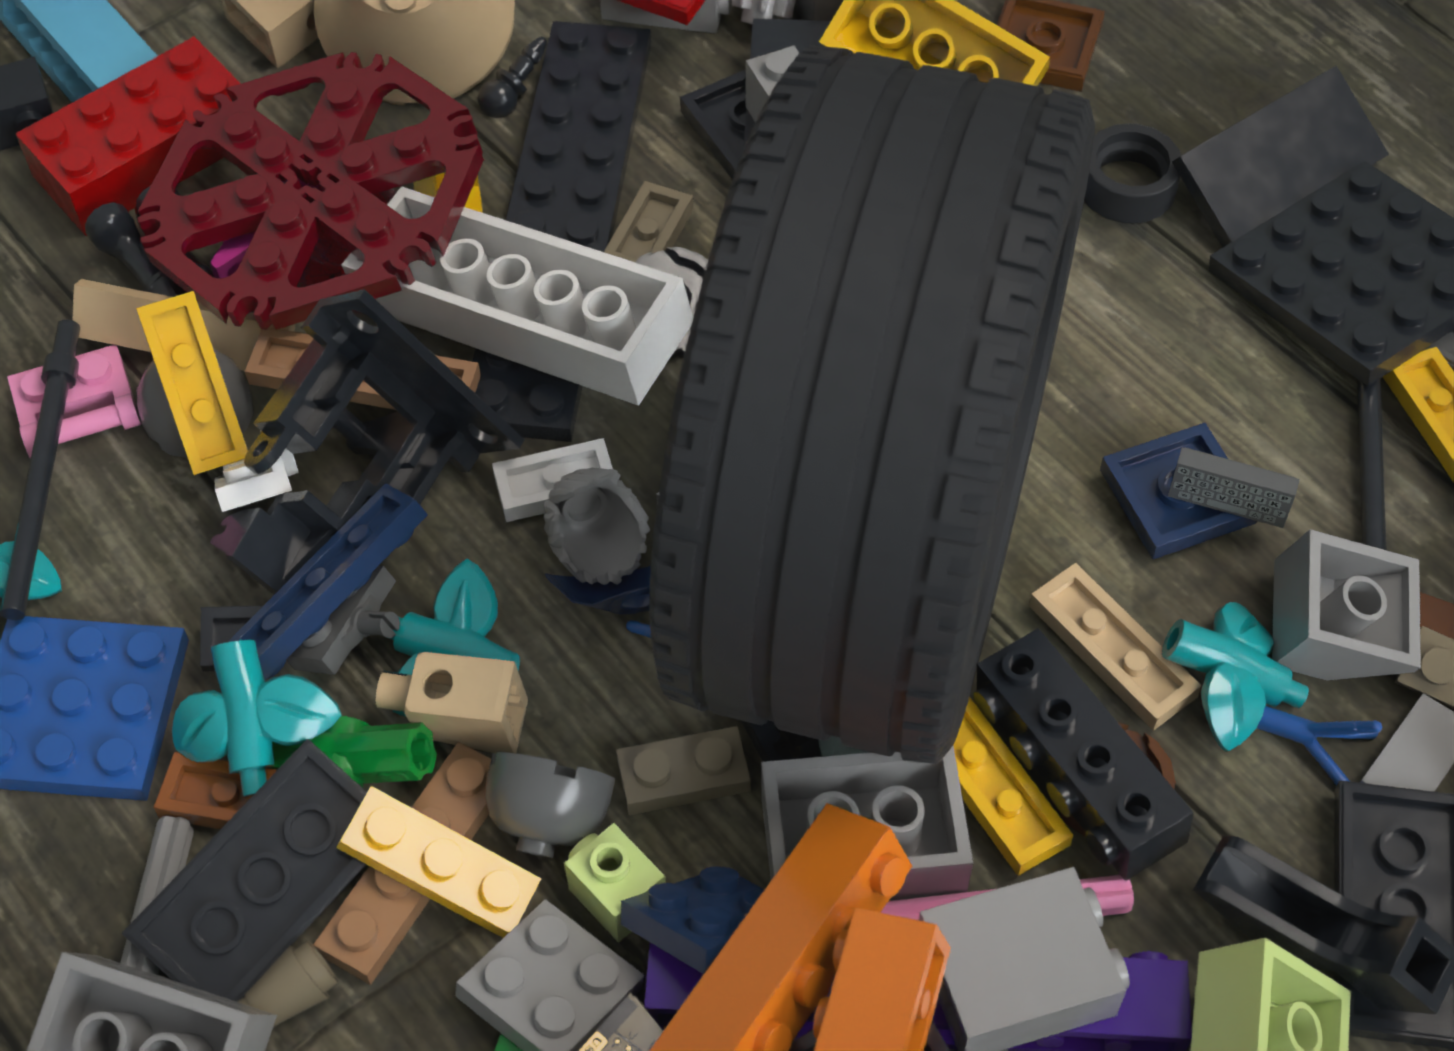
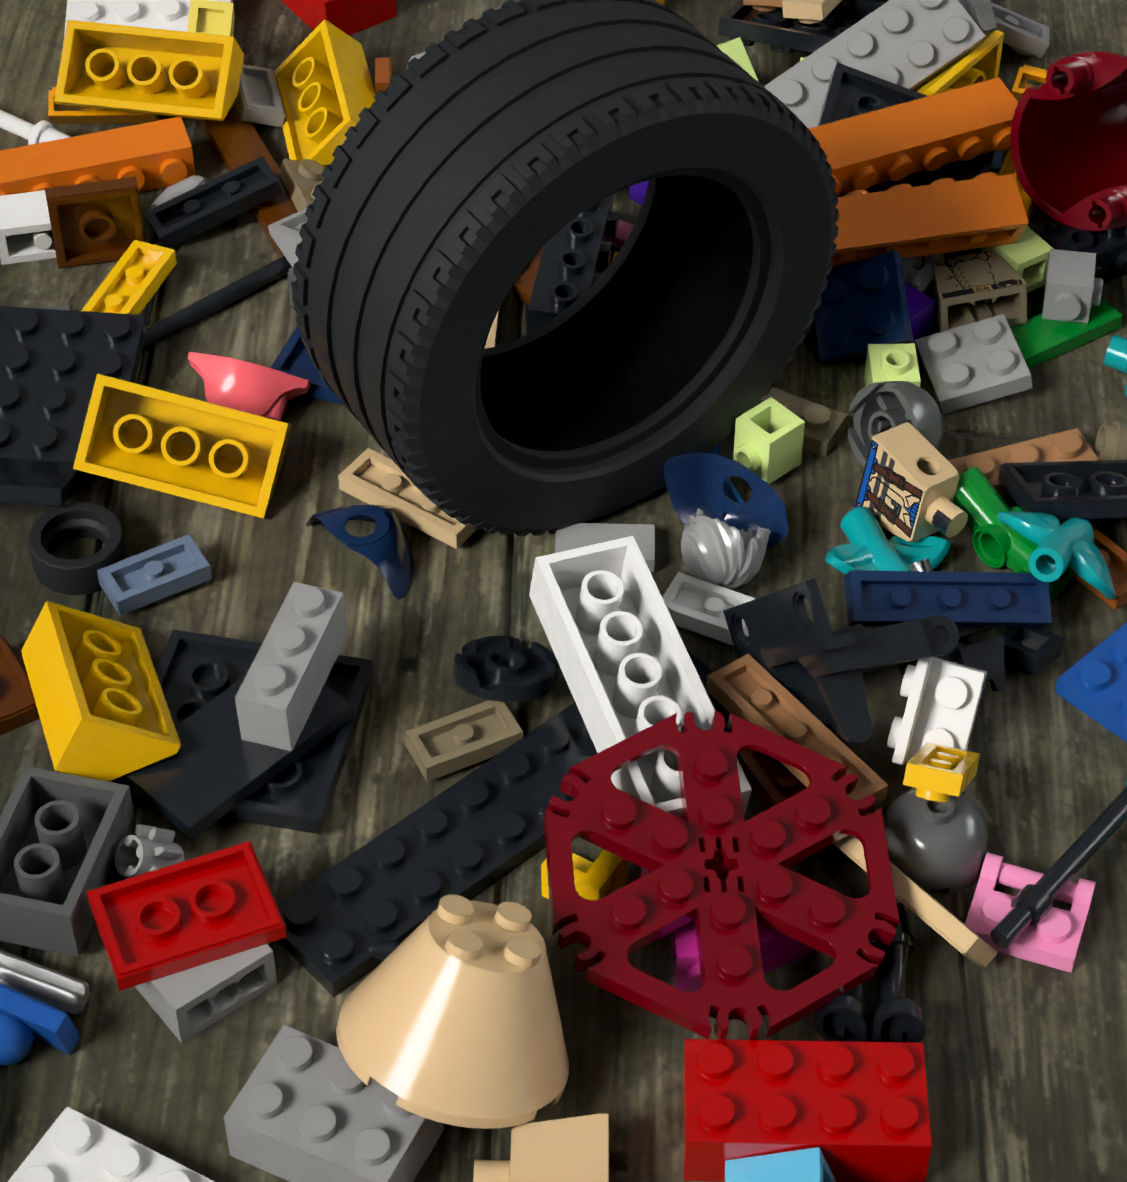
camera: 140 degrees left, 10 degrees down
(438, 863) = (995, 437): plate -> none
(643, 690) = (769, 440): none -> yellowish green brick
(1169, 286) = (182, 446): none -> yellow slope
(1204, 388) = (246, 385): none -> coral hat

